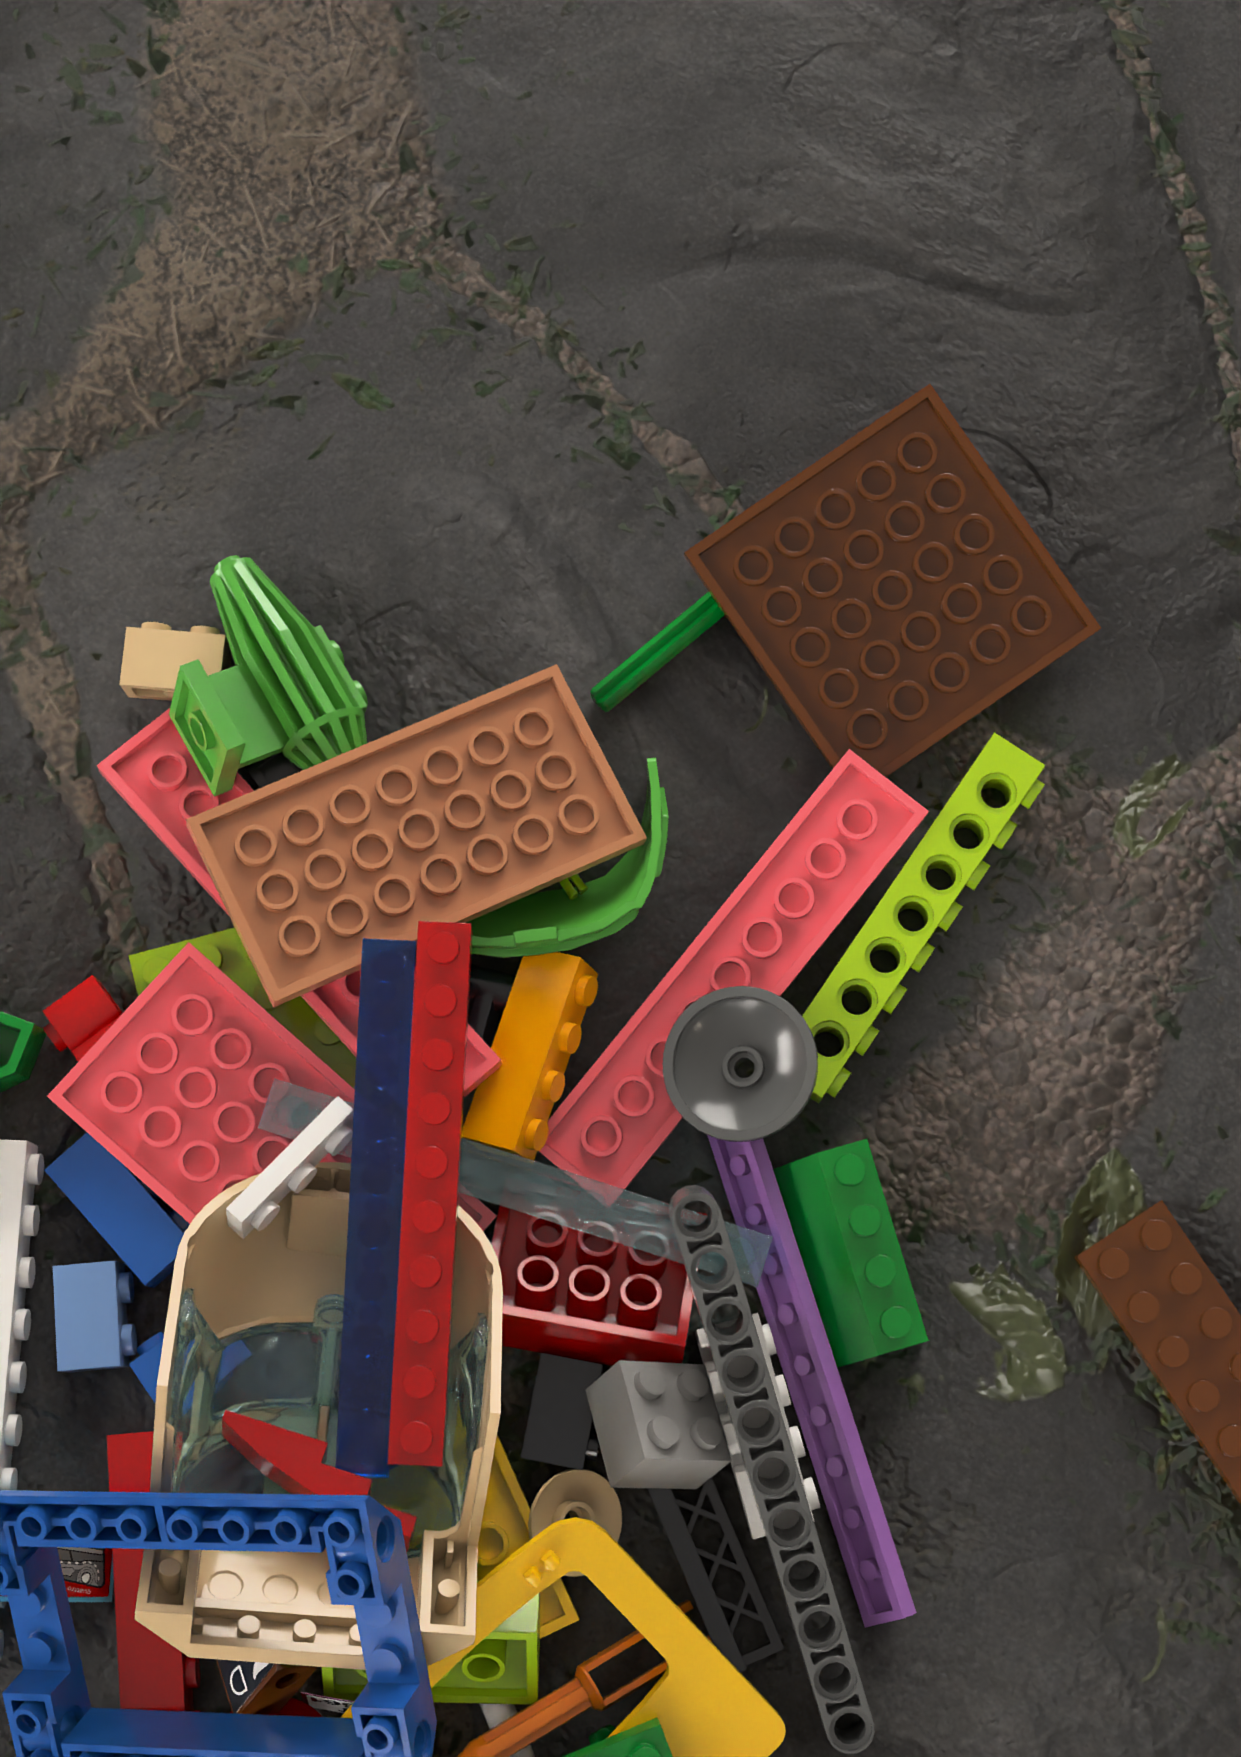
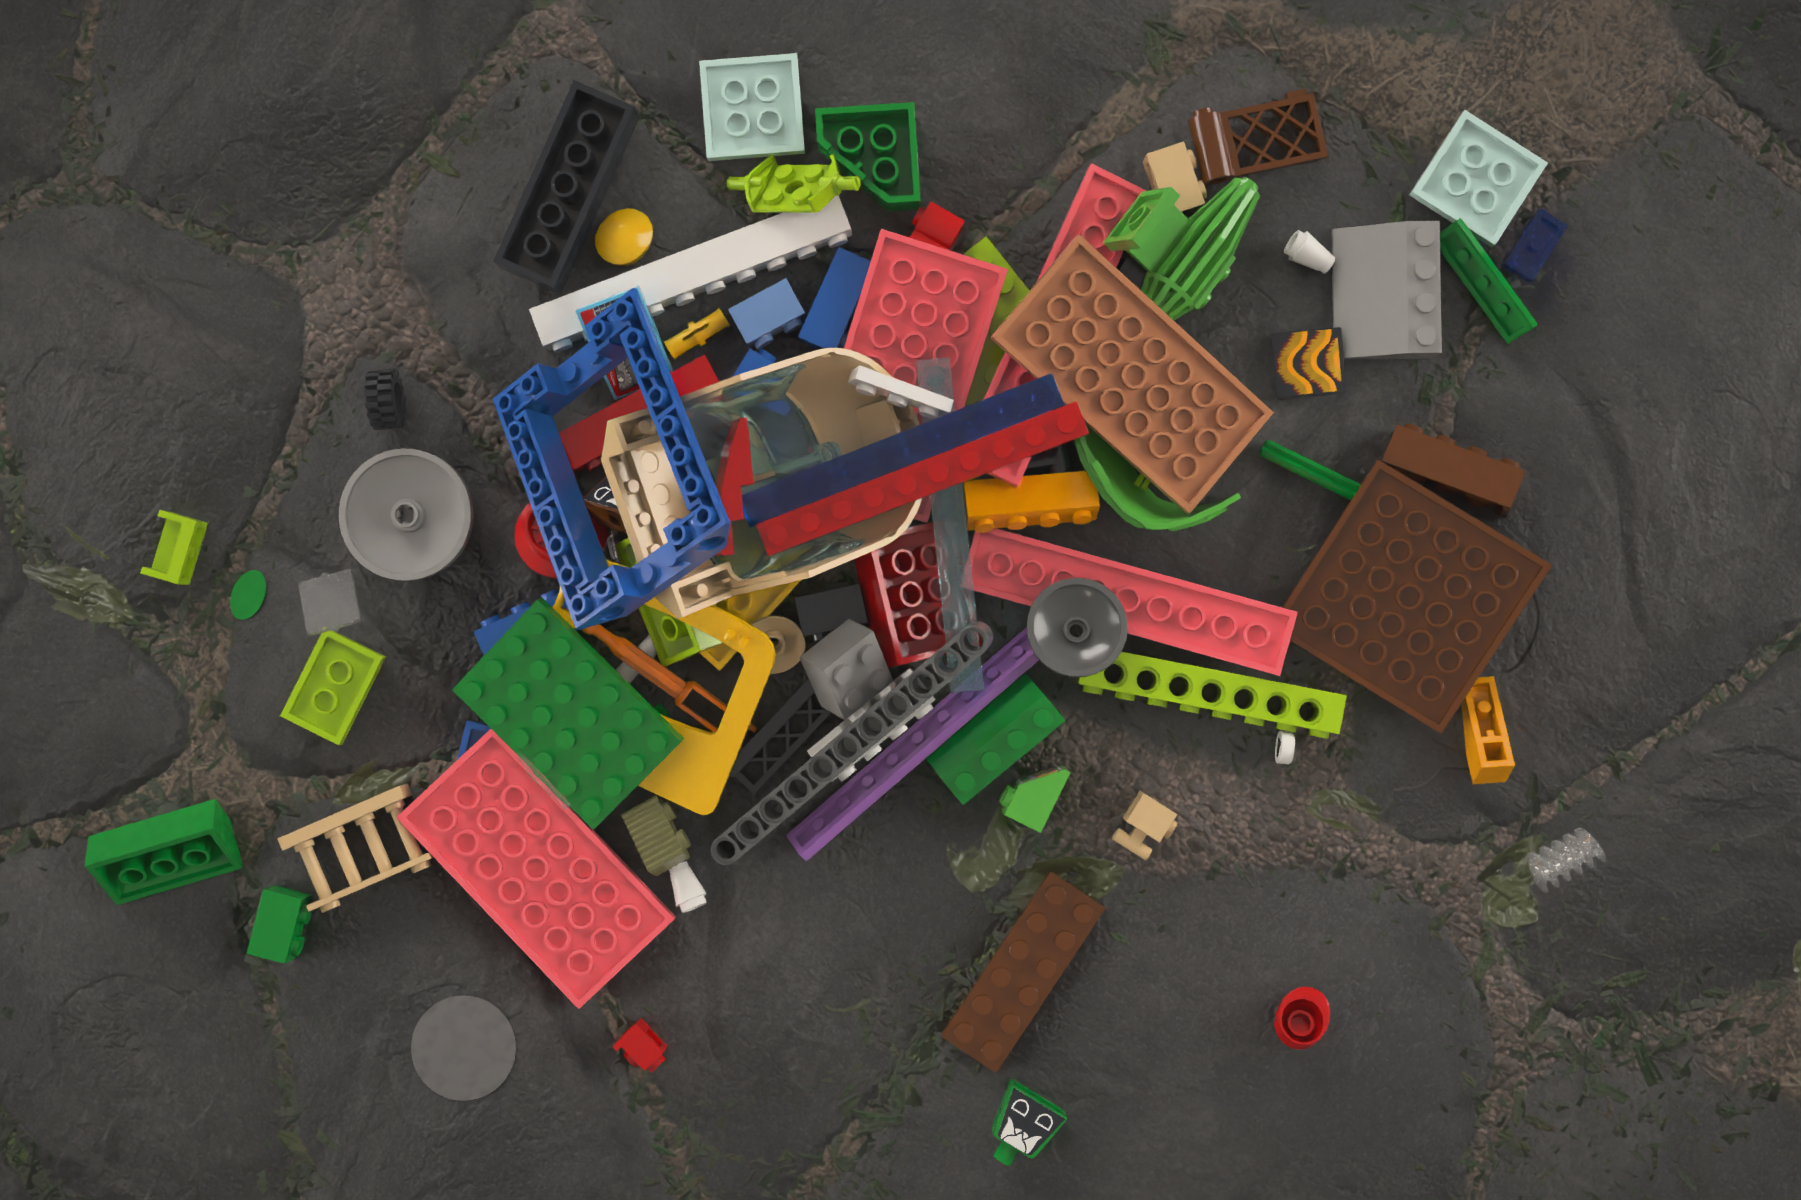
camera: 70 degrees right, 10 degrees up
(71, 1434) = (696, 333): none -> yellow pin
(156, 588) = (1215, 140): none -> reddish brown piece
(357, 526) = (1309, 252): none -> white cone
(362, 266) = (1478, 178): none -> light aqua plate
(459, 447) = (1388, 290): none -> light grey slope
(486, 232) = (1534, 245): none -> clear blue plate
(504, 315) = (1485, 282): none -> green tile
(510, 590) = (1309, 363): none -> slope
(742, 456) = (1454, 468): none -> reddish brown wedge
(958, 1231) = (1034, 797): none -> bright green slope
(1032, 849) = (1284, 747): none -> white tile
(1056, 1082) = (1148, 819): none -> tan brick
(1128, 570) = (1486, 734): none -> light orange slope

